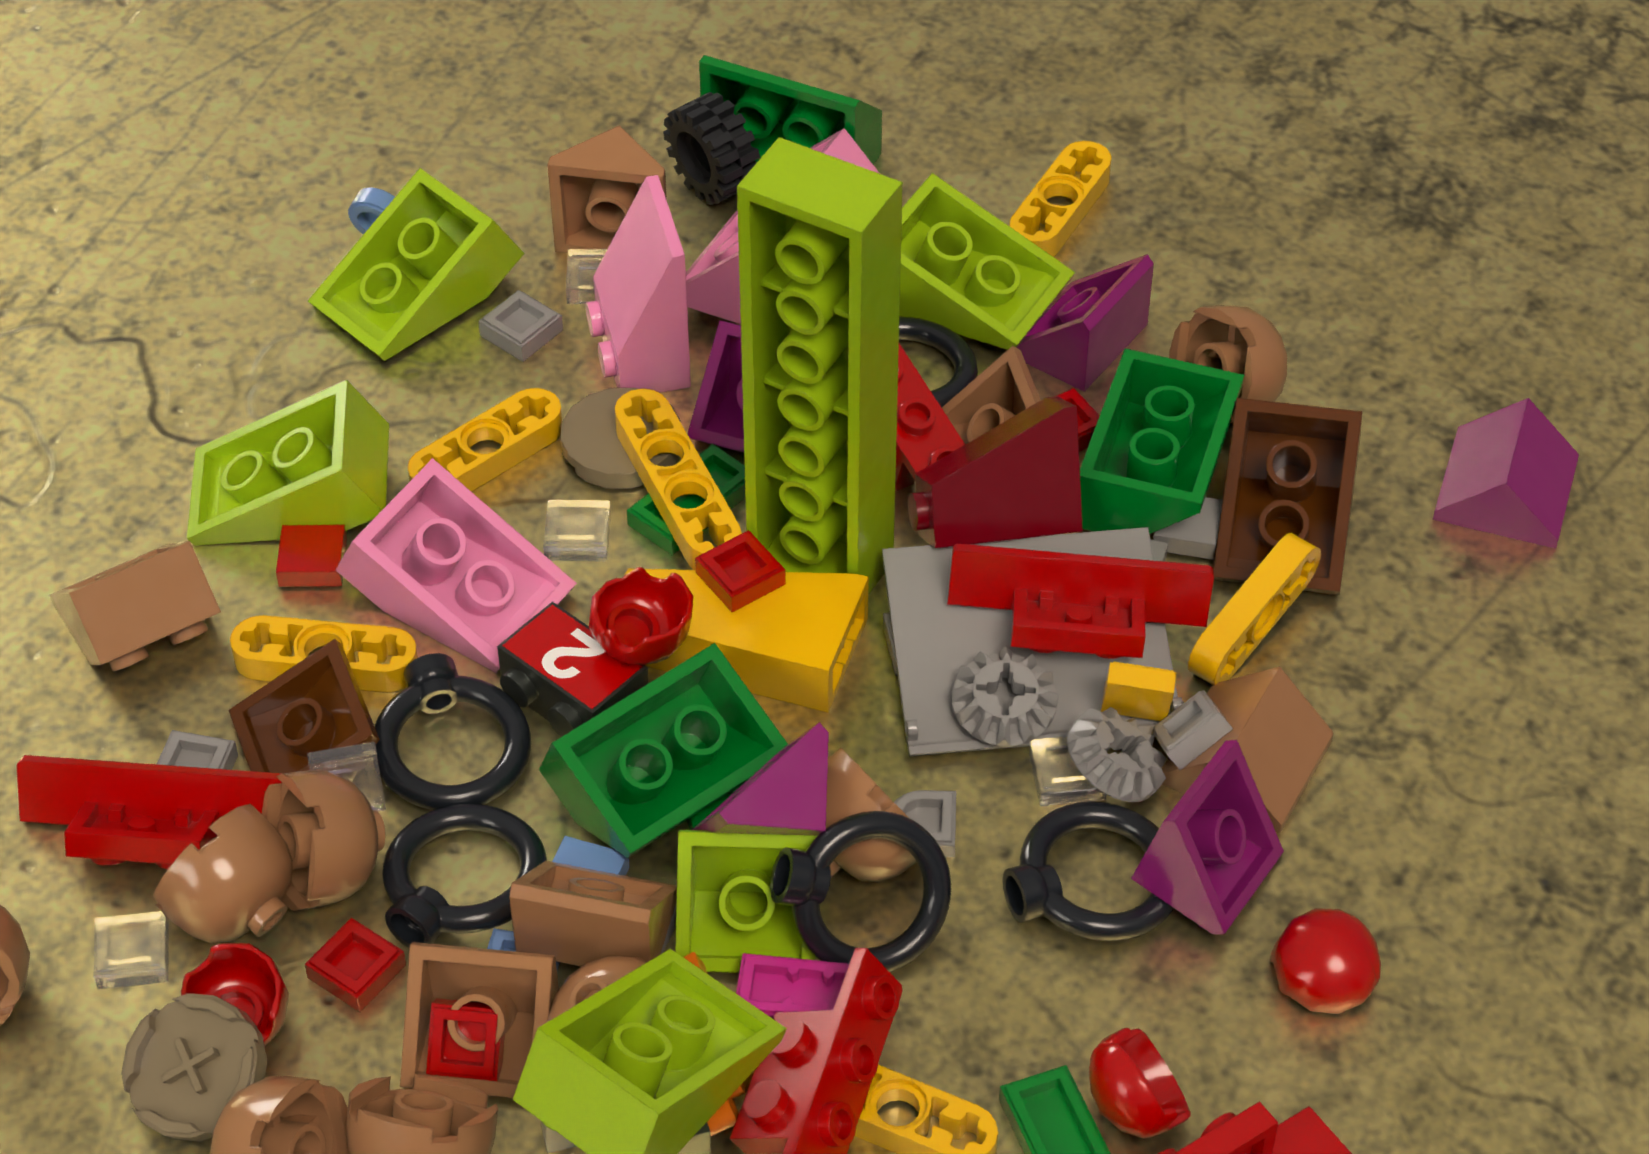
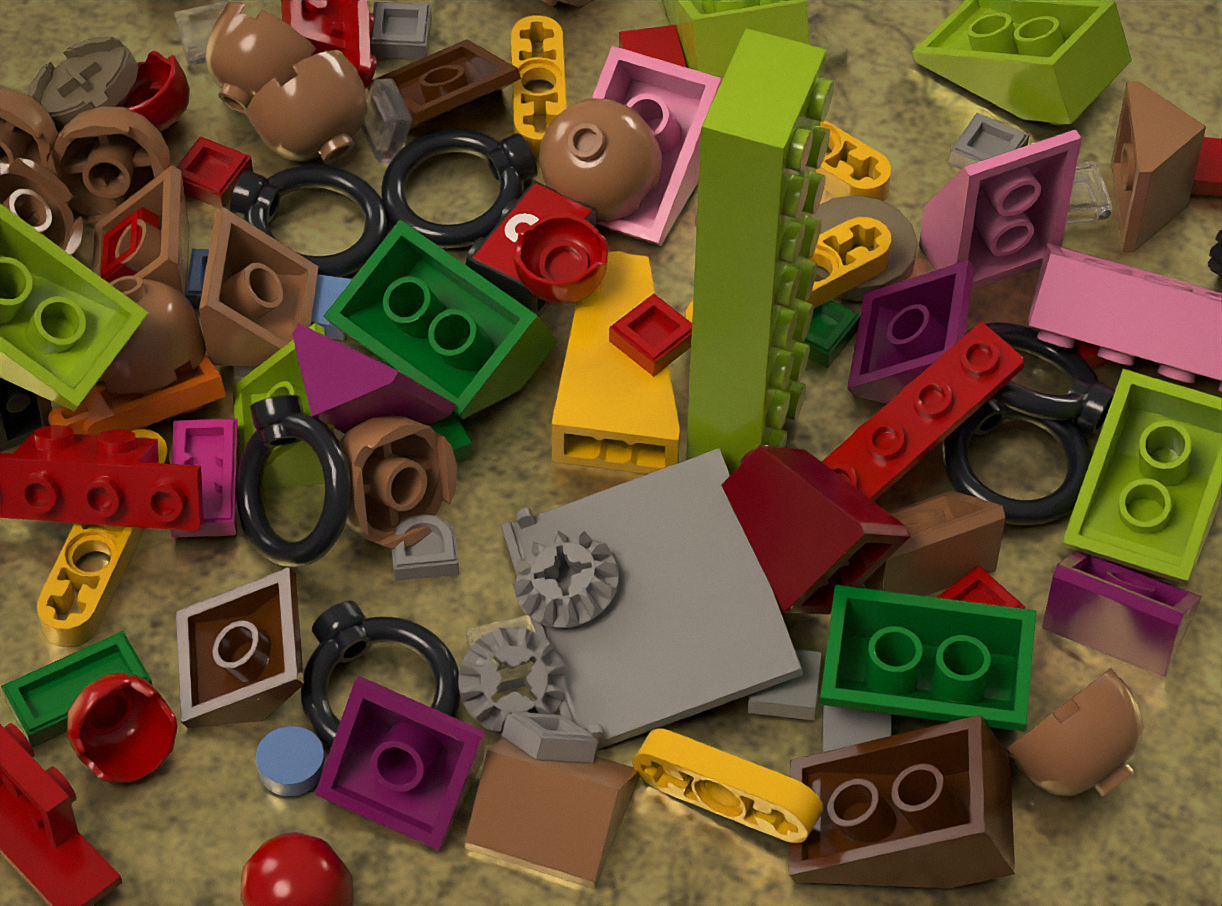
camera: 80 degrees right, 5 degrees up
(344, 1027) = (107, 158): none -> medium nougat cylinder
(480, 589) = (601, 157): none -> medium nougat cylinder
(1044, 975) = (240, 652): none -> reddish brown slope
(1078, 598) = (666, 613): red bracket -> none
(1139, 690) = (581, 681): yellow tile -> none
(1175, 956) = (290, 760): none -> medium blue tile

